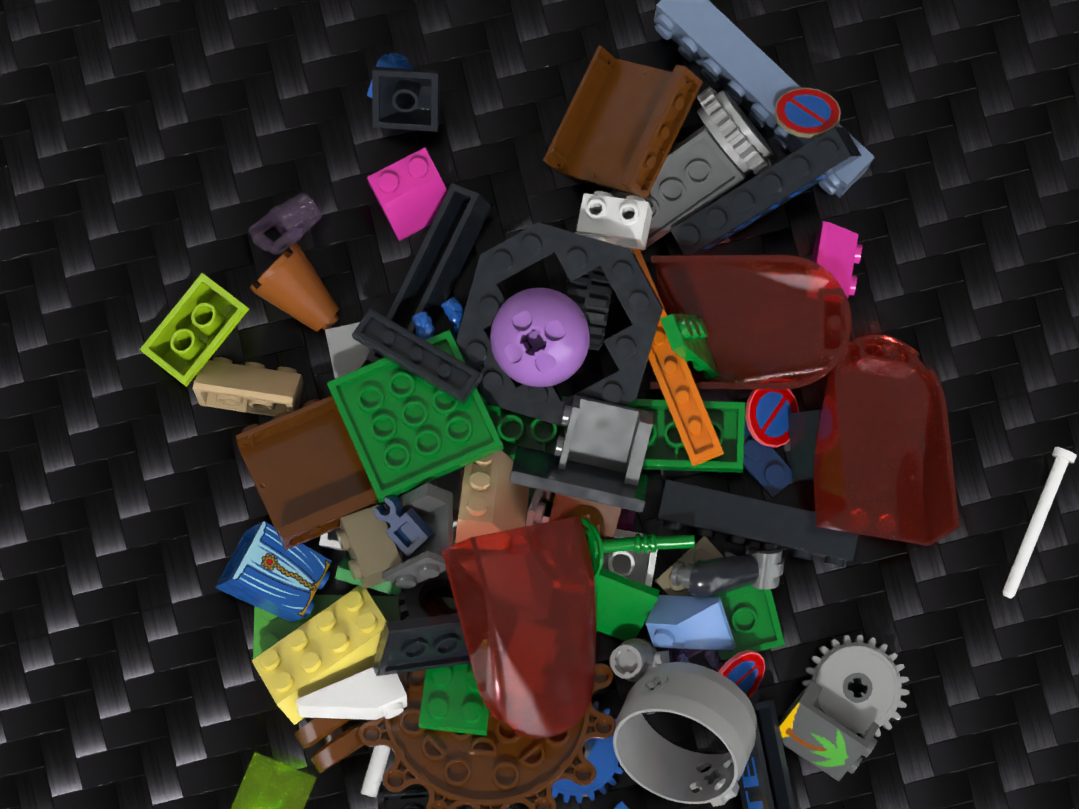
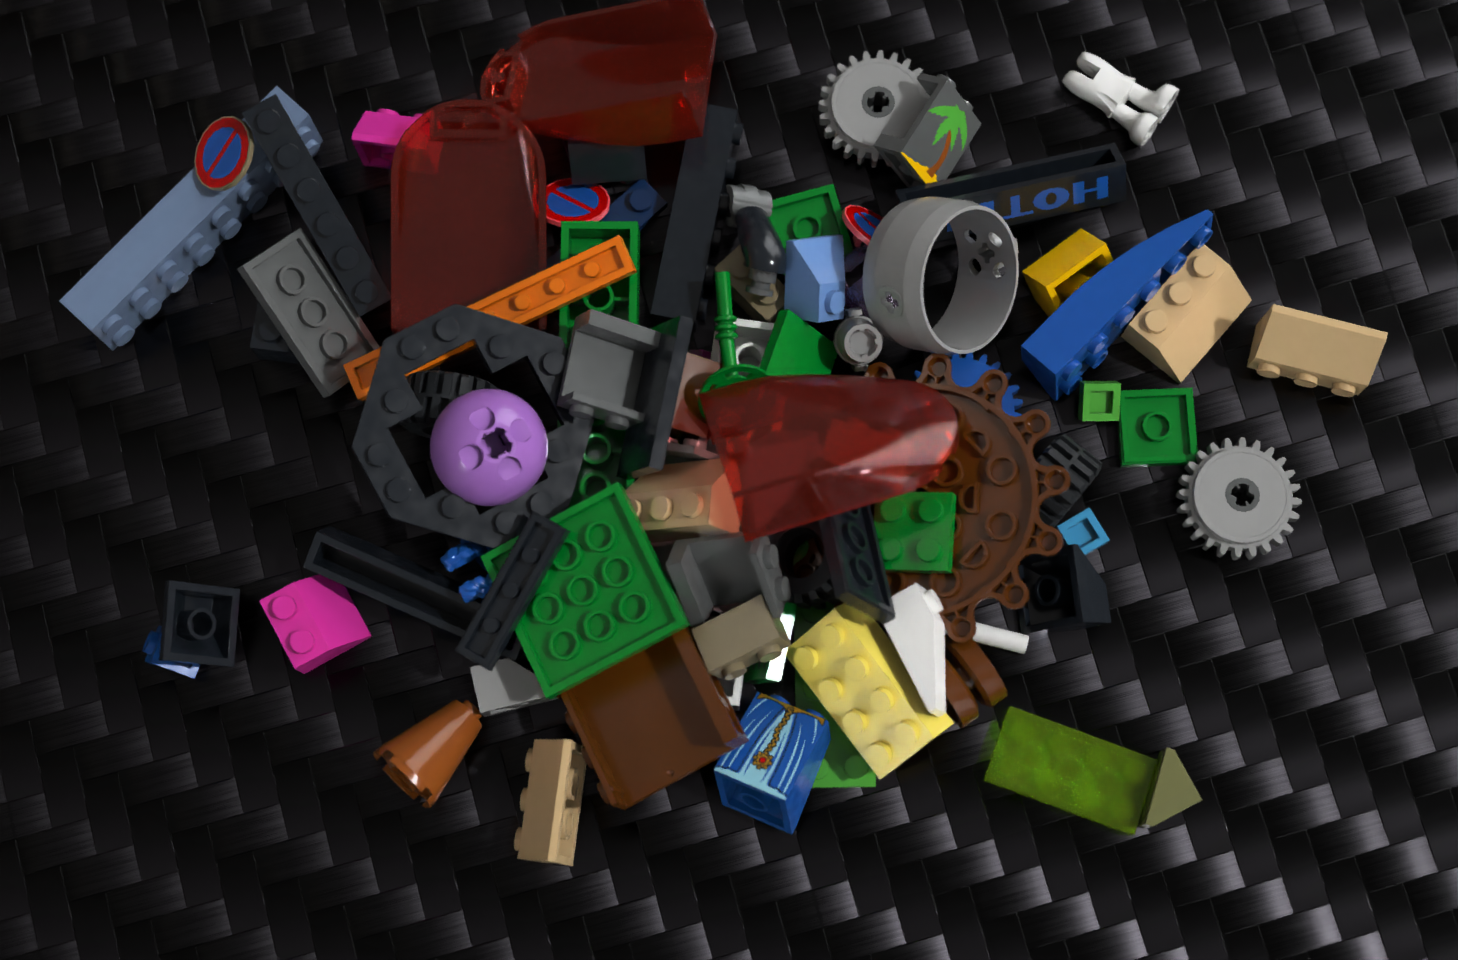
camera: 90 degrees left, 5 degrees down
(194, 329) = (482, 869): lime slope -> none
(290, 219) = (348, 763): clear purple piece -> none
(406, 528) = (720, 592): dark blue plate -> none
(615, 219) = (346, 370): white brick -> none
(622, 123) = (234, 371): reddish brown panel -> none
(688, 341) = (482, 284): green wing -> none
(734, 131) = (243, 241): light grey gear -> none

